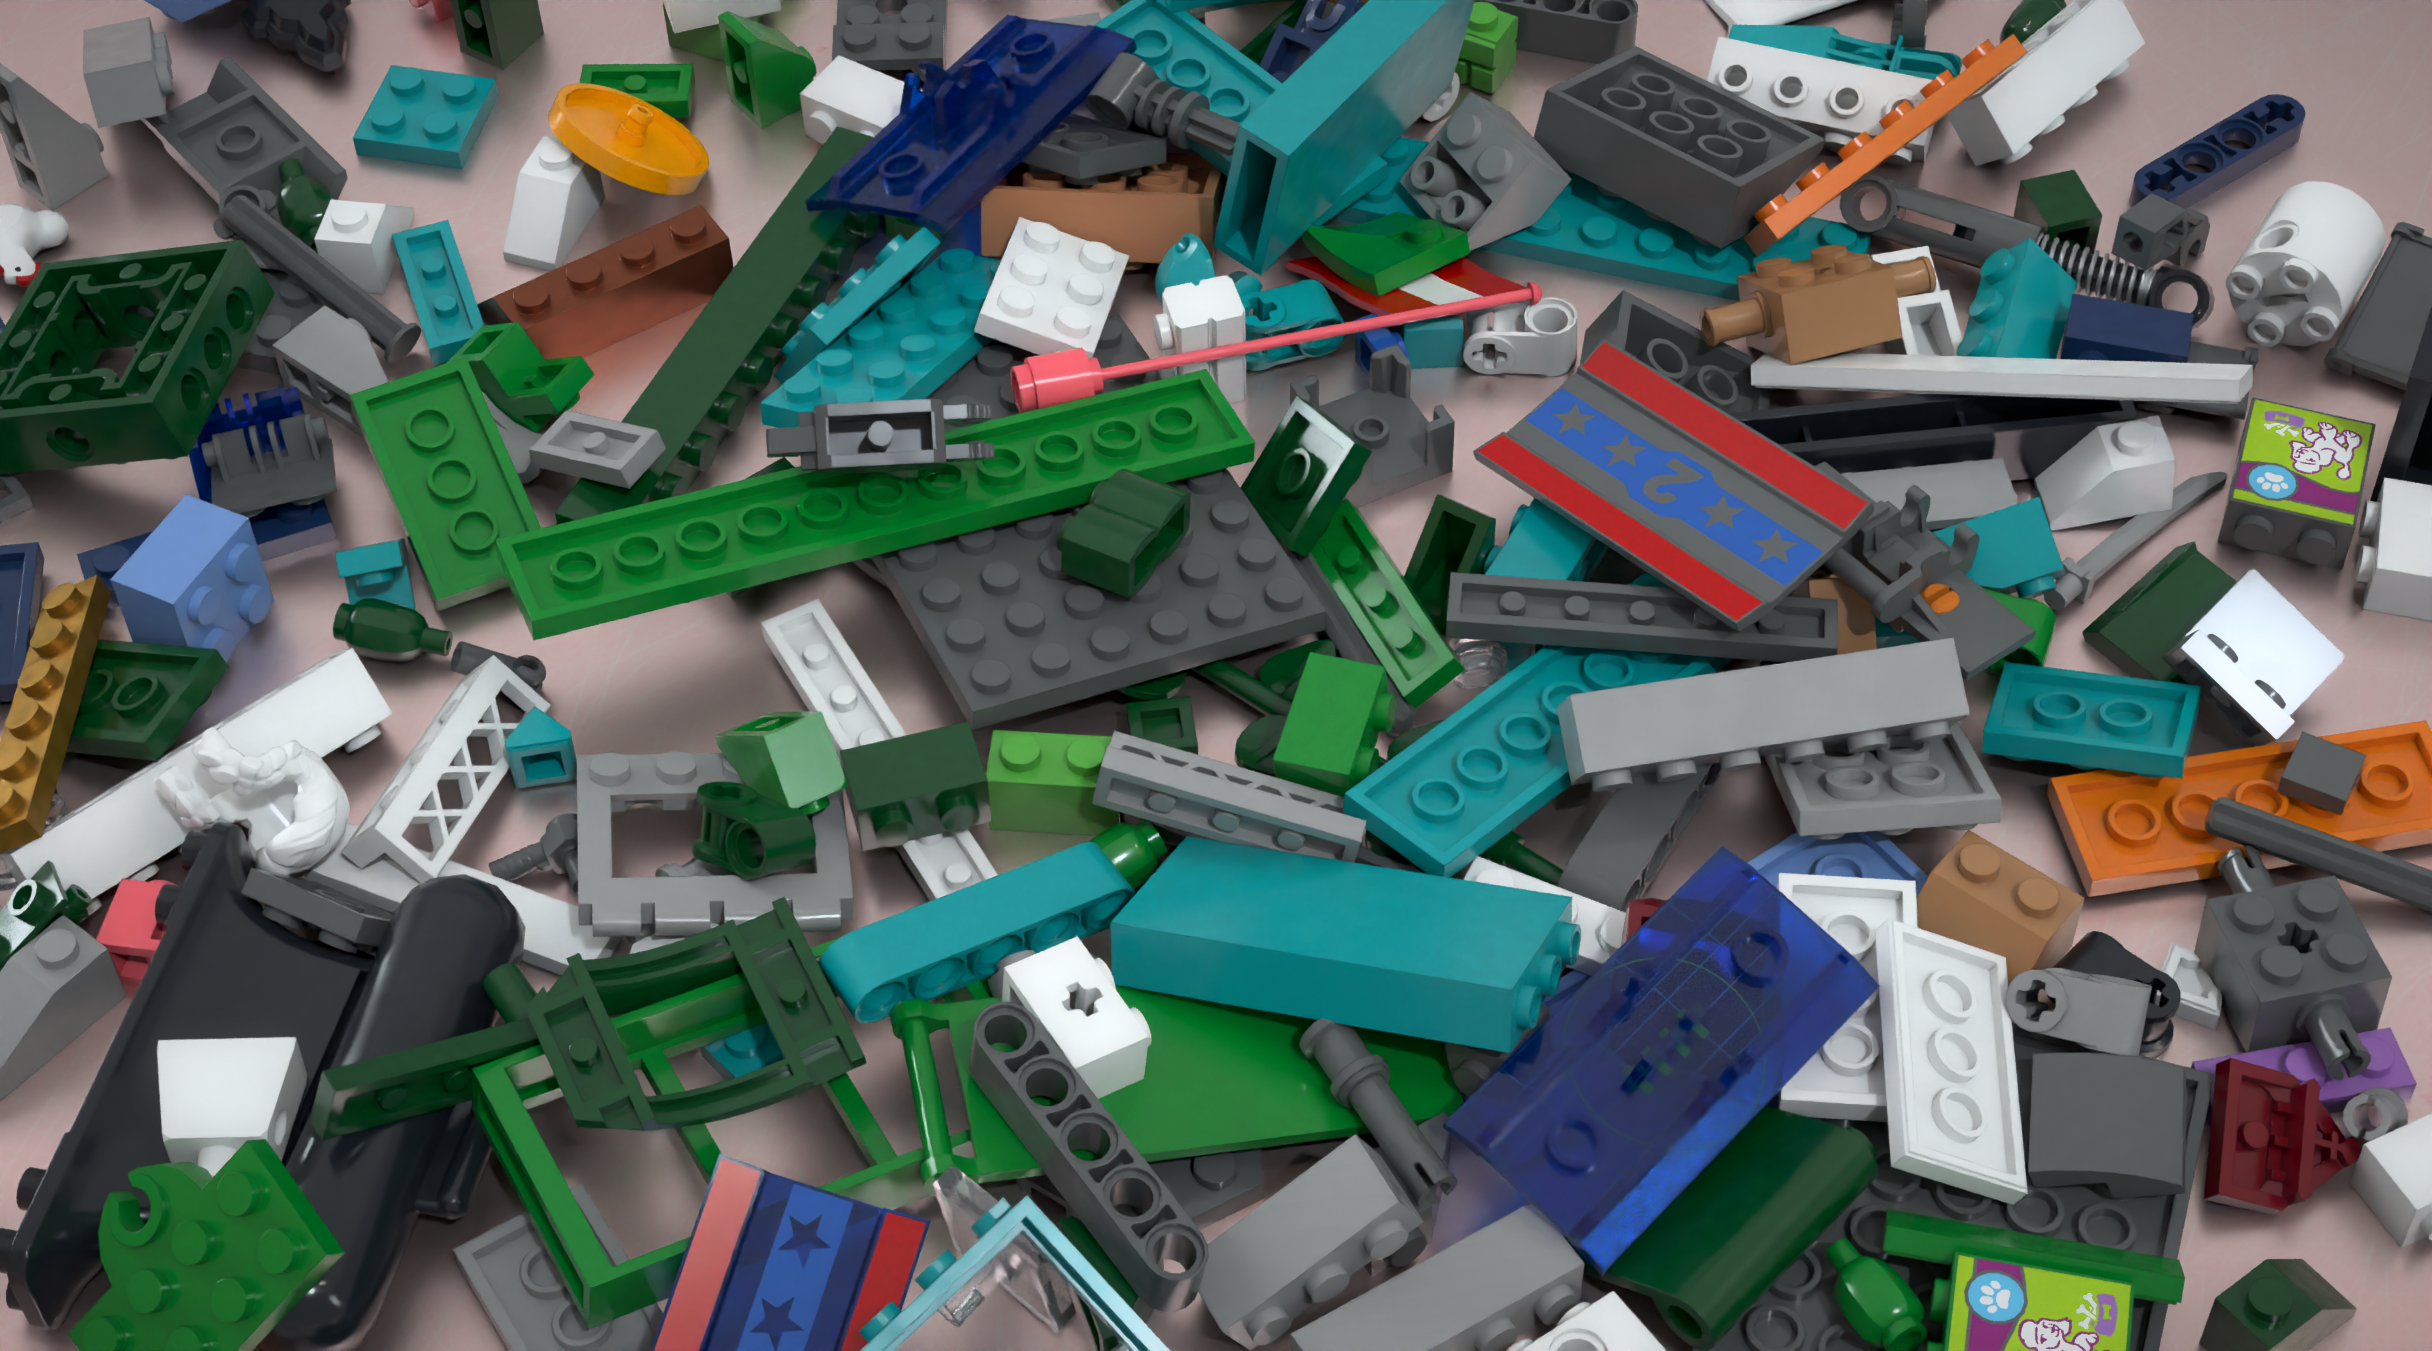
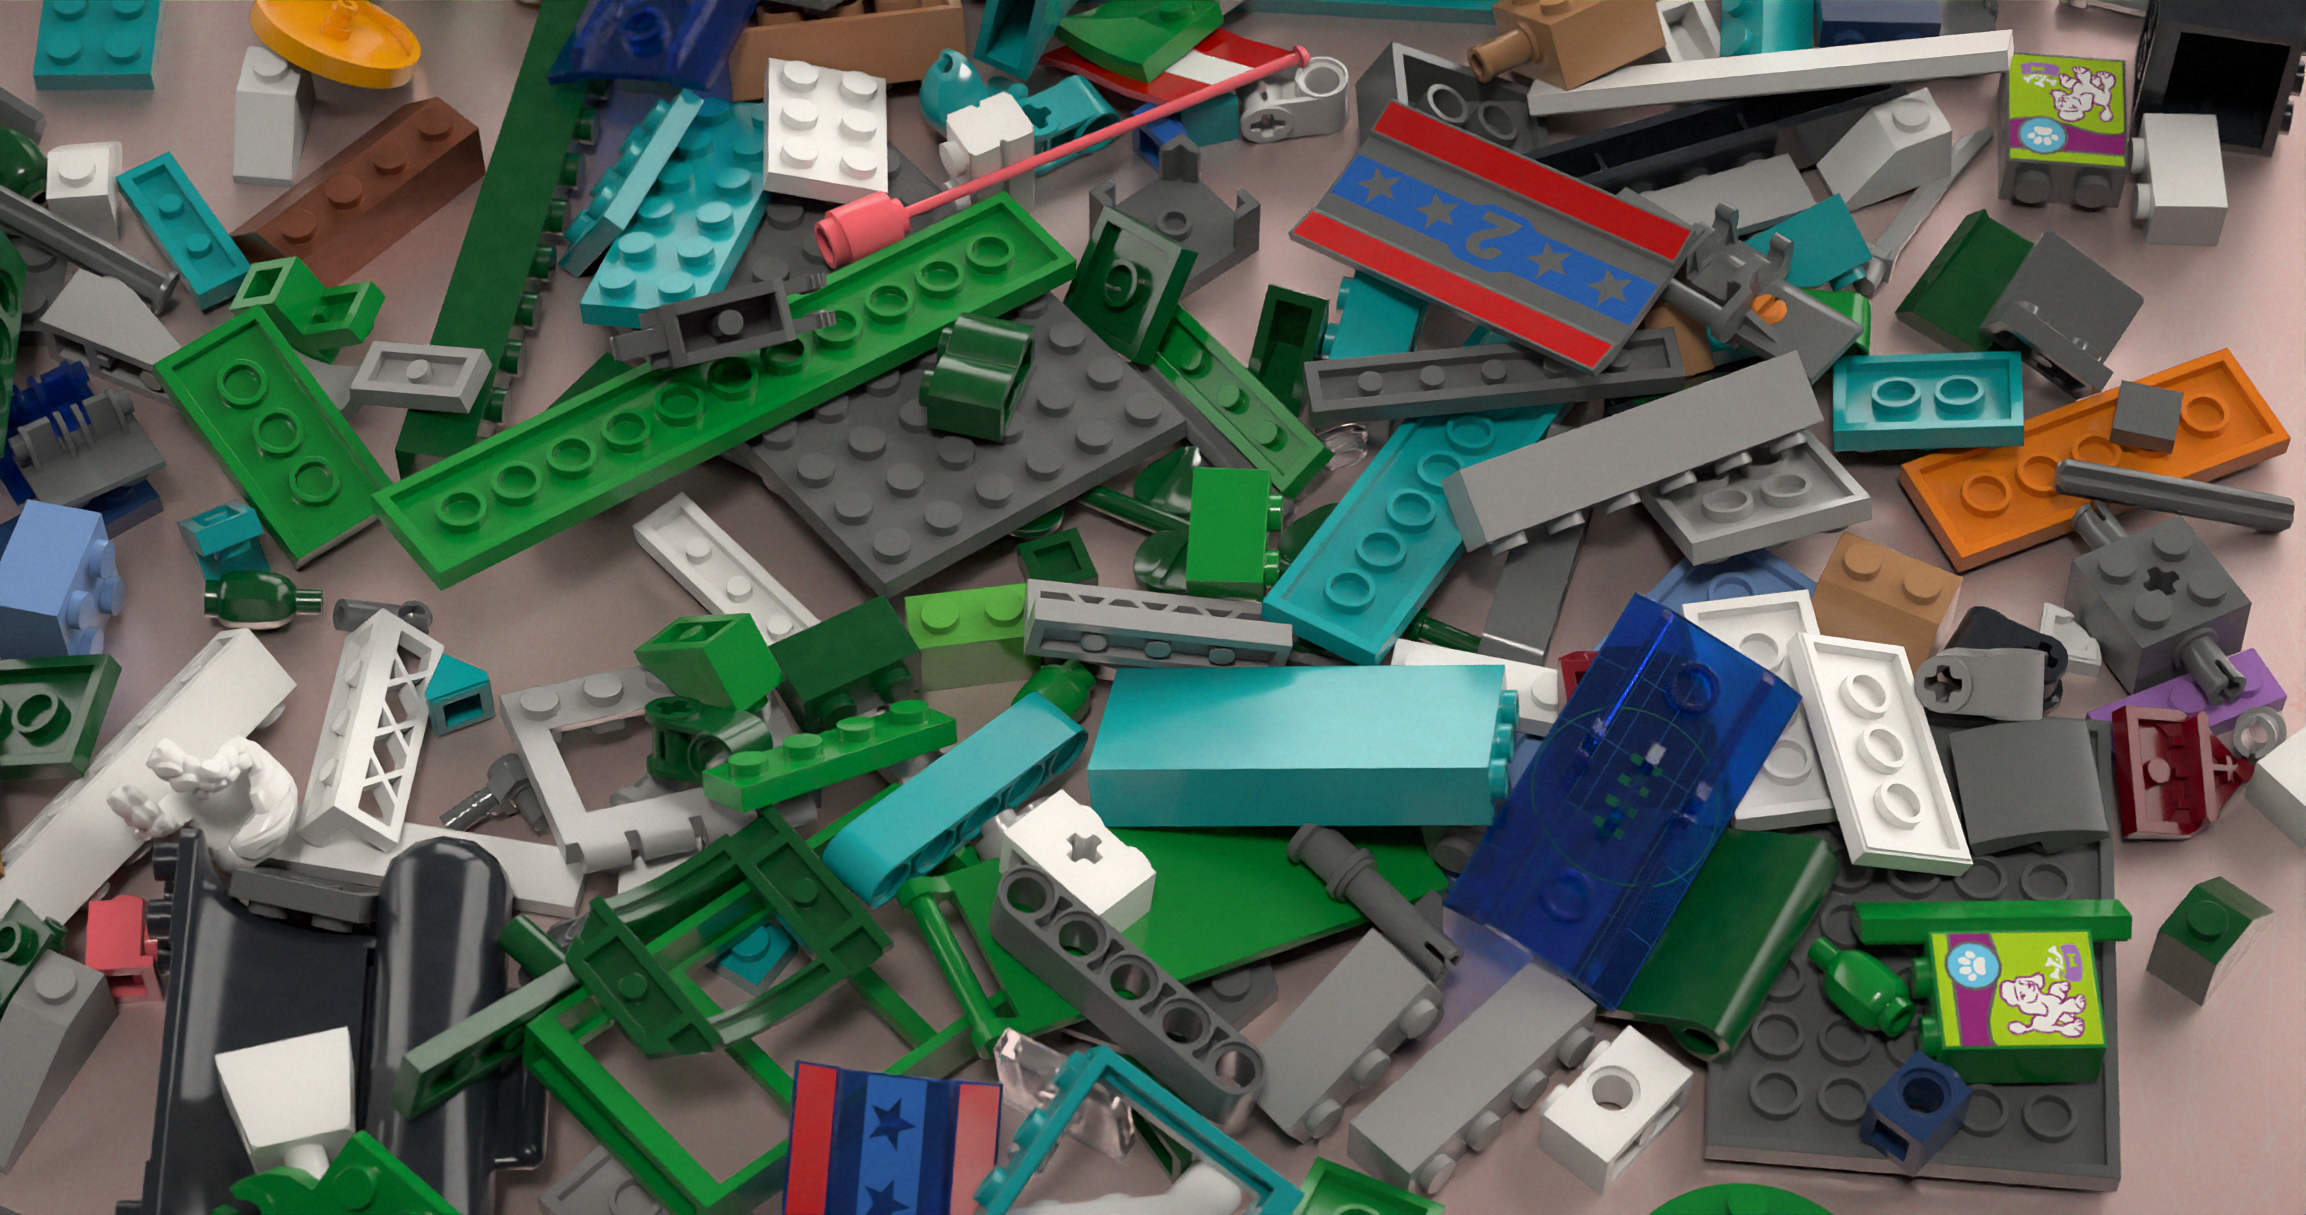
camera: 15 degrees left, 5 degrees up
(846, 867) = (819, 760): none -> green plate

